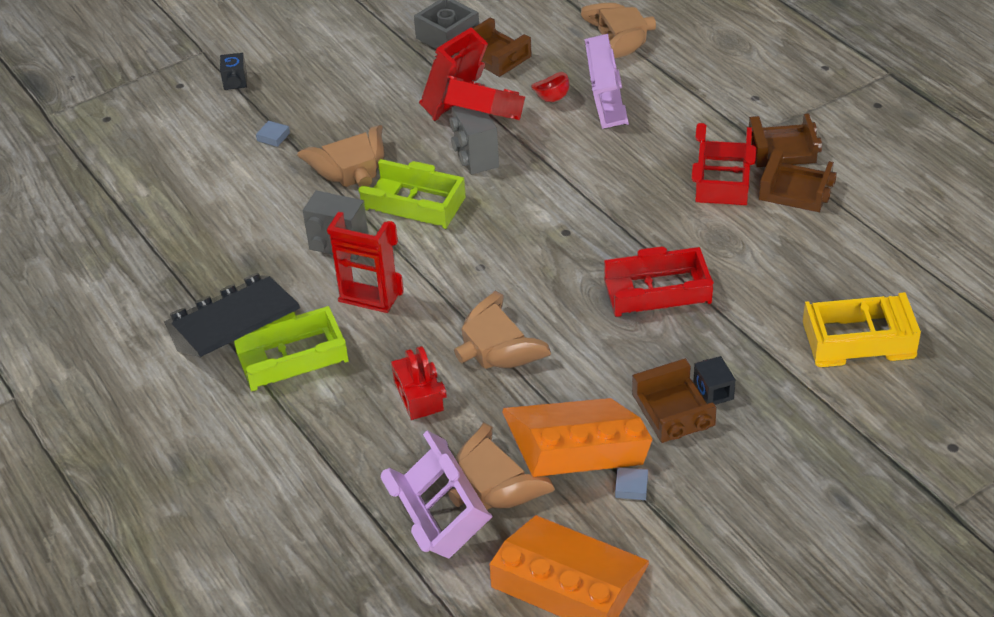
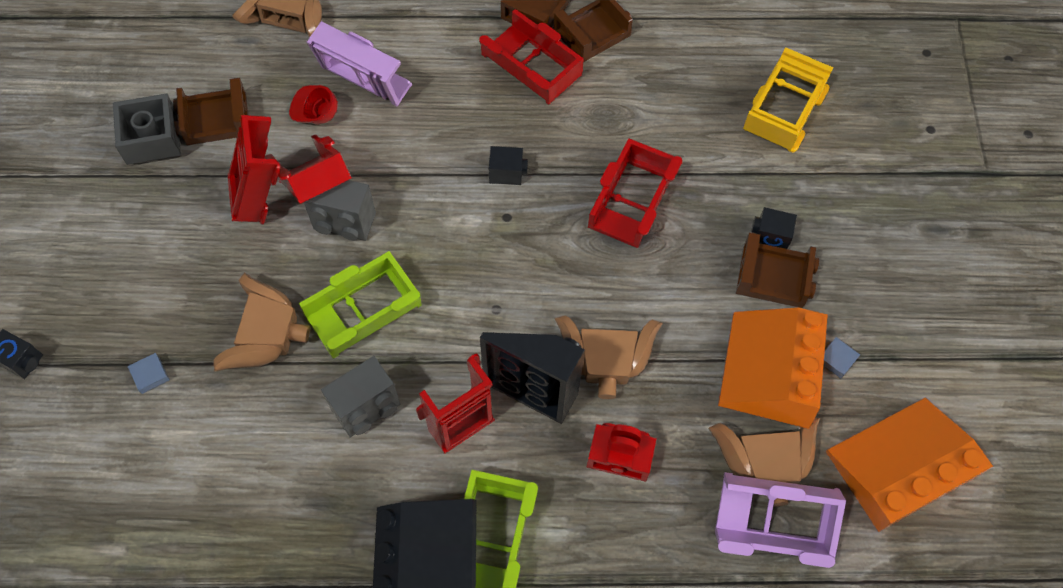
camera: 60 degrees left, 20 degrees up
(428, 286) = (534, 370): none -> black slope
(605, 202) = (507, 165): none -> black brick

